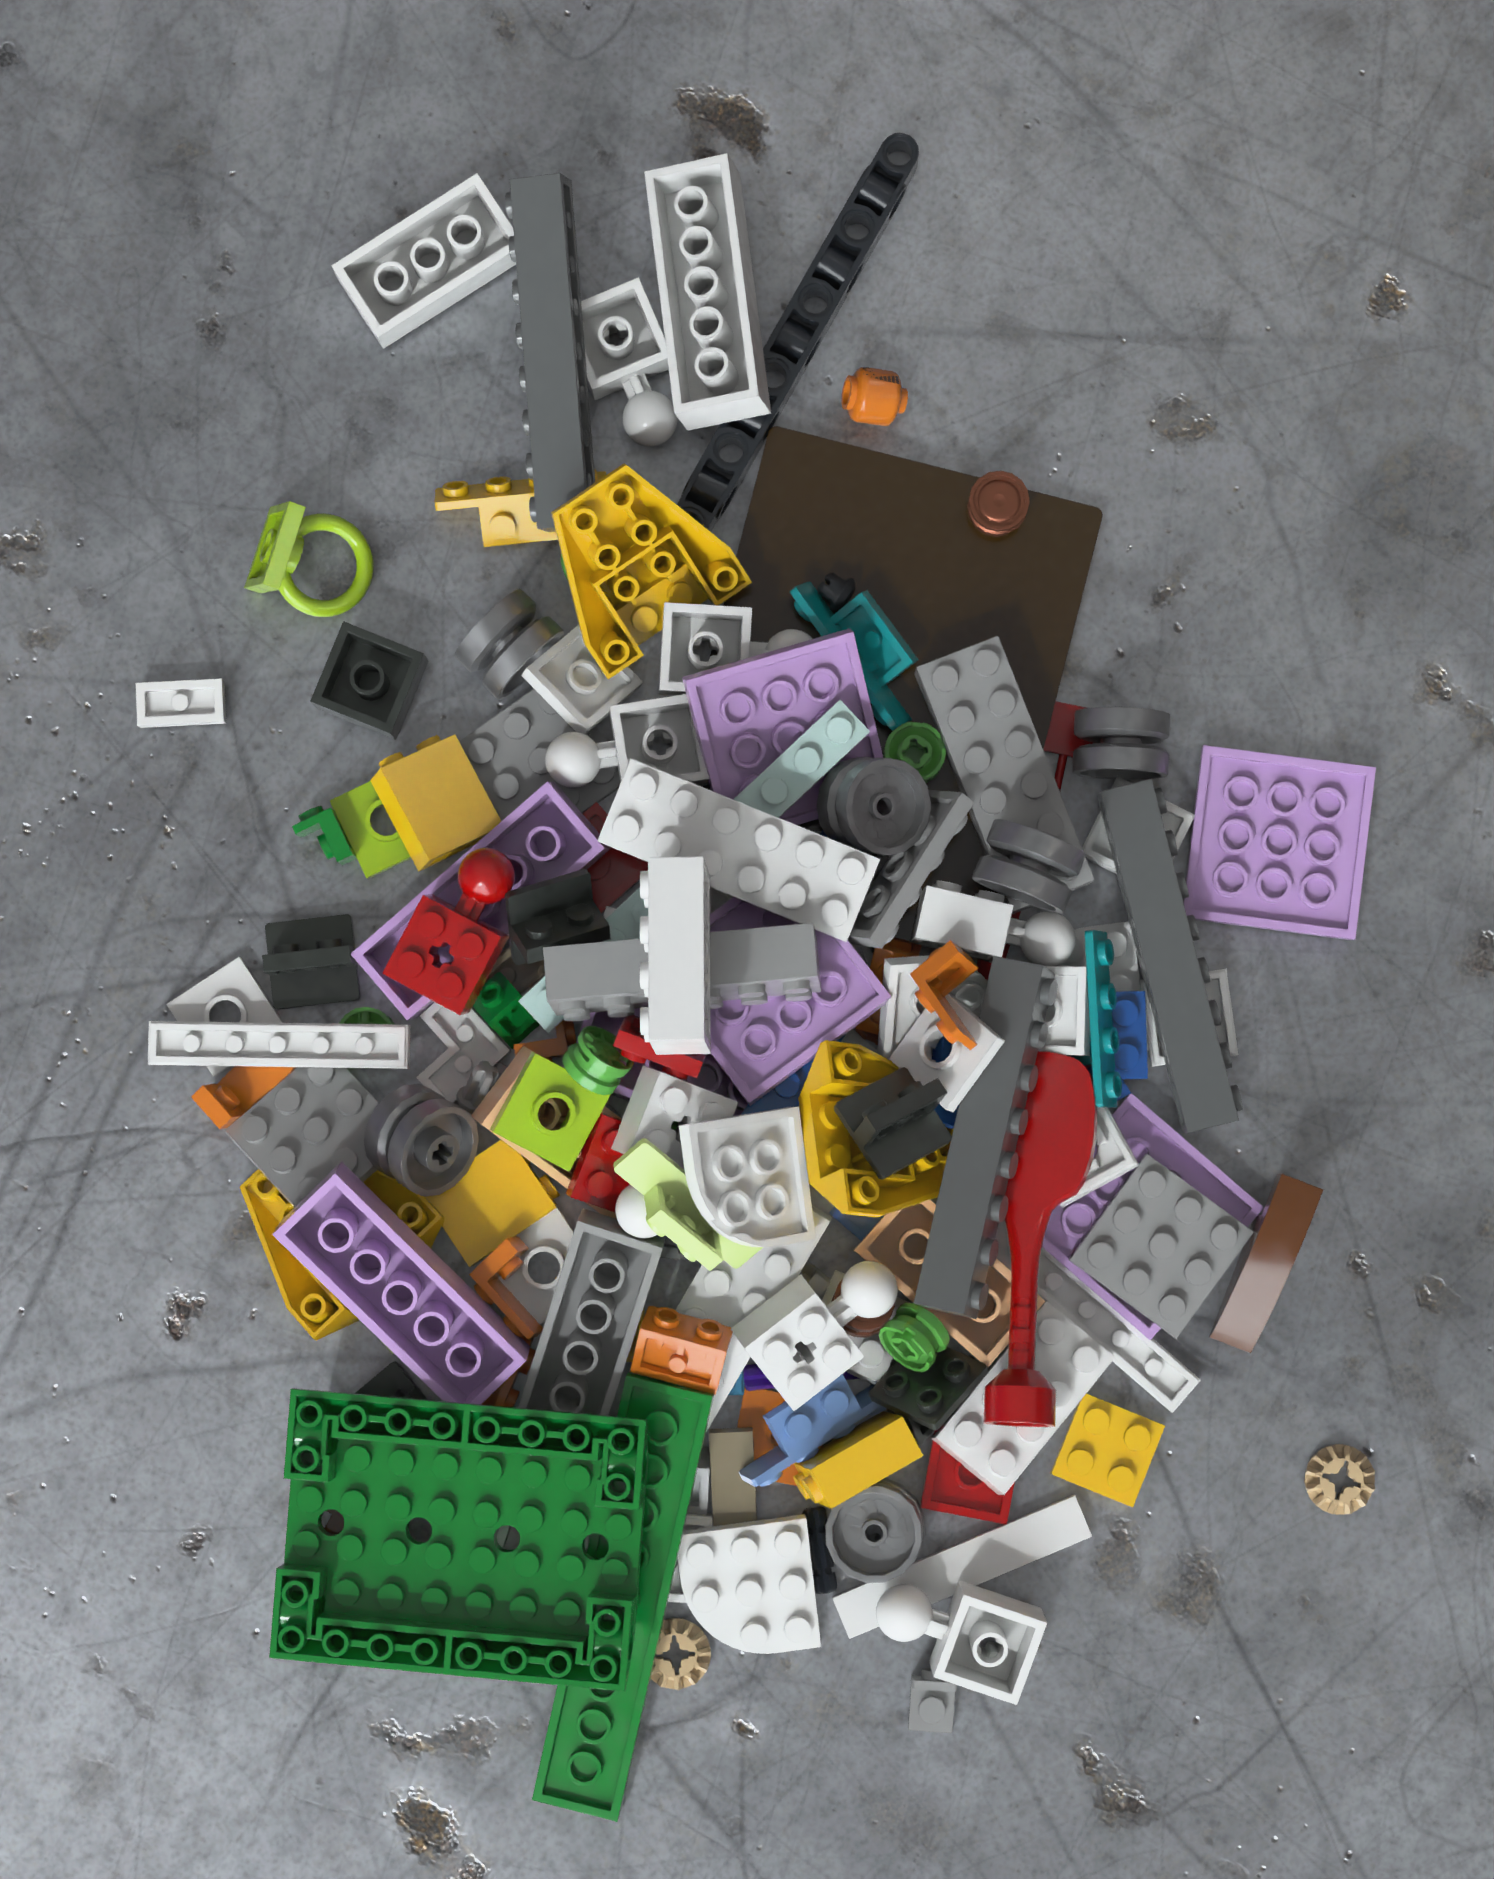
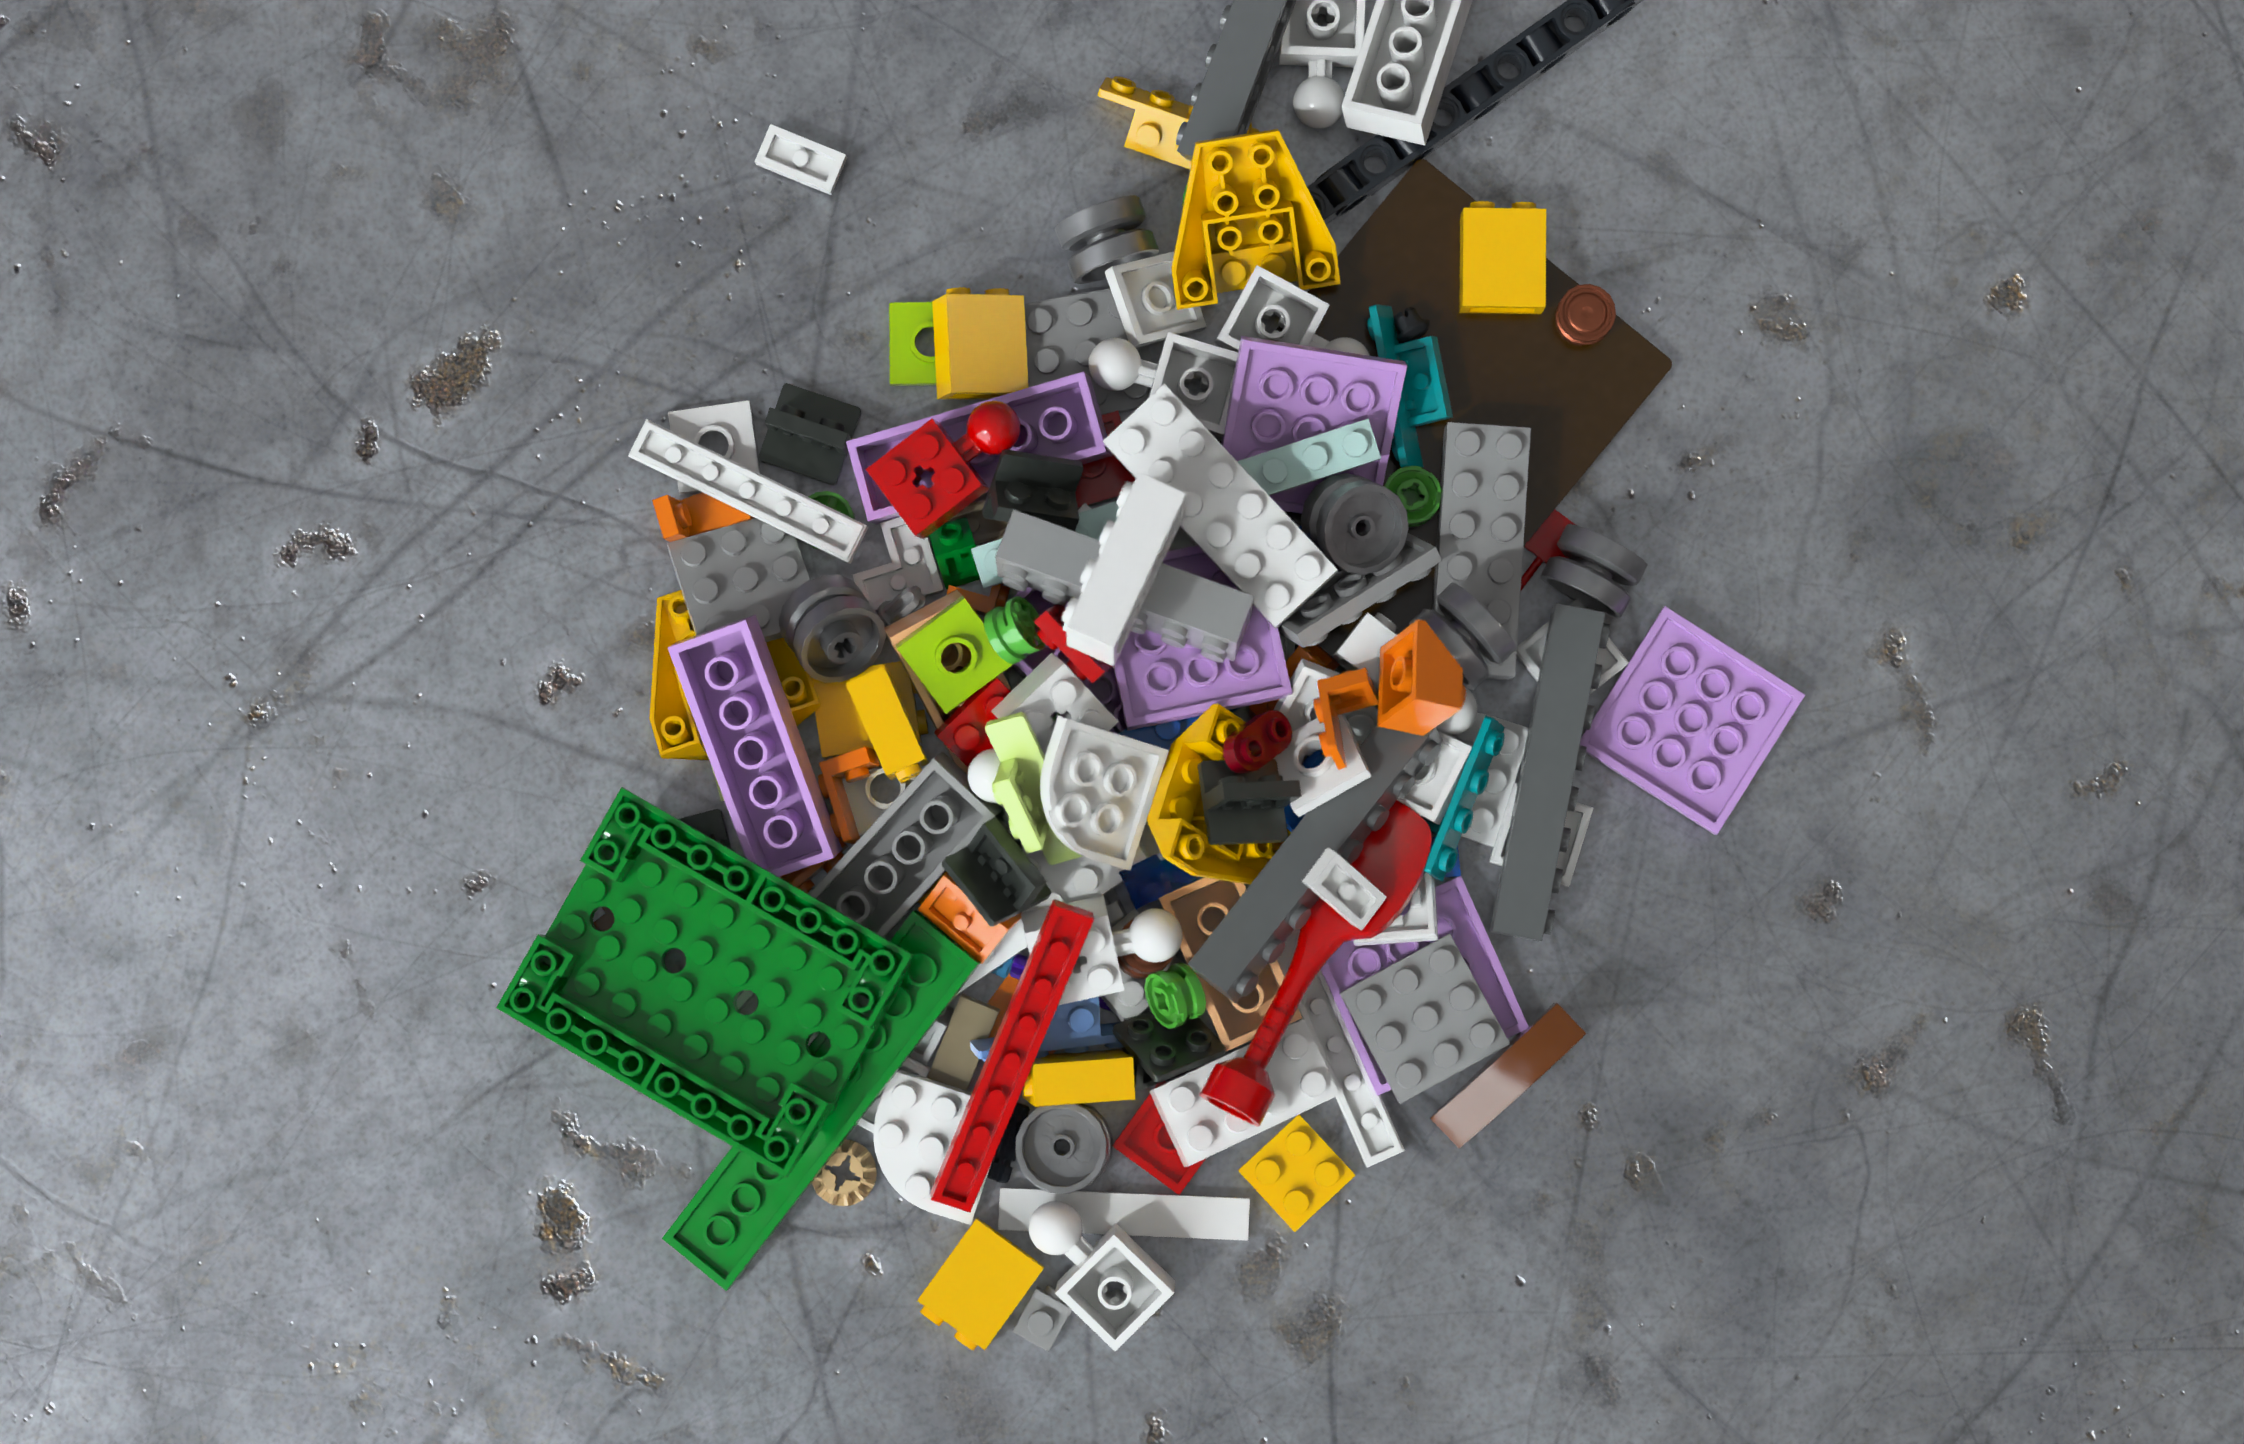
camera: 20 degrees right, 0 degrees up
(281, 550) = (948, 68): lime tile -> none
(333, 840) = (877, 337): green bracket -> none
(369, 680) = (972, 215): pearl dark grey brick -> none
(518, 1208) = (887, 725): none -> yellow brick
(690, 1304) = (996, 874): none -> pearl dark grey bracket
(786, 1469) = (1012, 1055): none -> red plate
(839, 1238) = (1152, 879): none -> clear blue plate
(857, 1700) = (979, 1285): none -> yellow brick
(874, 396) = (1521, 172): orange head -> none
(882, 1050) = (1263, 735): none -> dark red plate
(895, 486) = (1502, 259): none -> yellow brick
(1007, 930) = (1418, 681): none -> orange slope
(1029, 1161) = (1344, 889): none -> white plate
(1130, 1022) = (1487, 817): blue plate -> none
(1329, 1461) = (1484, 1272): tan gear -> none

